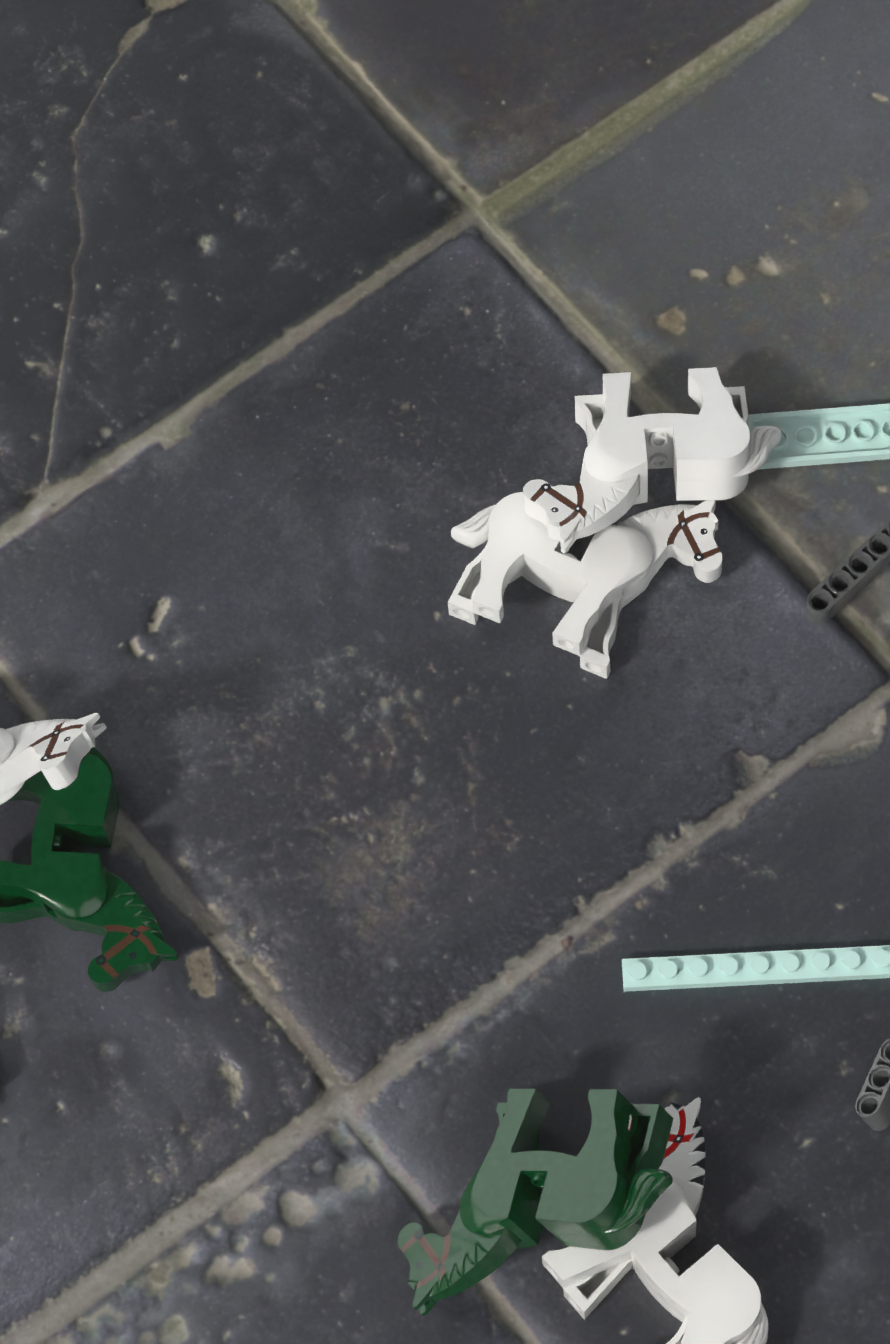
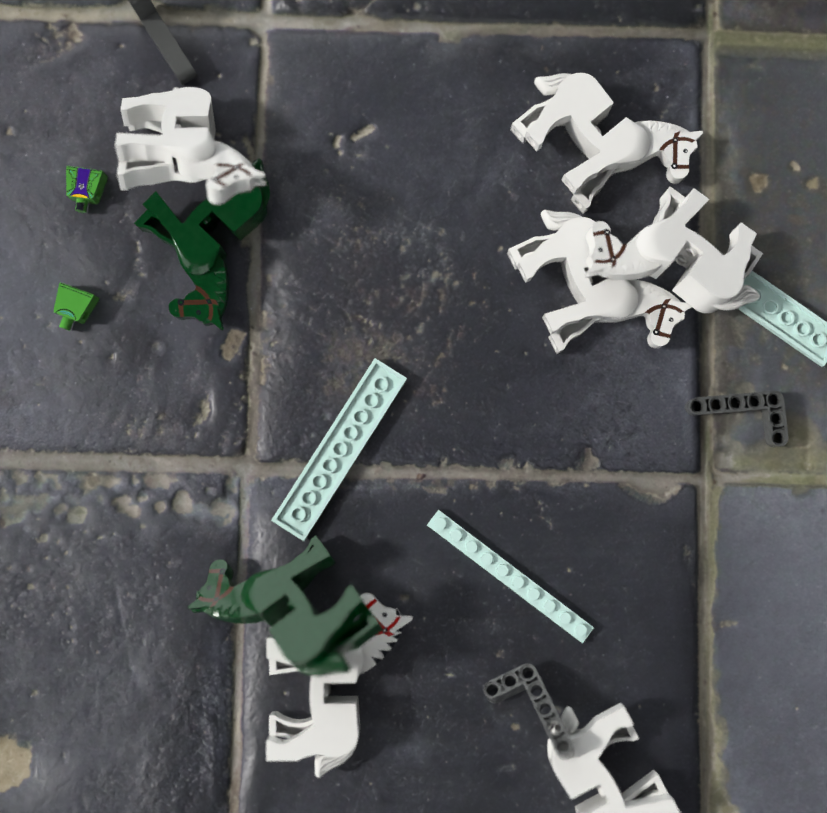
camera: 35 degrees right, 20 degrees up
(397, 389) = (580, 106): none -> white animal
(440, 988) = (339, 449): none -> light aqua plate

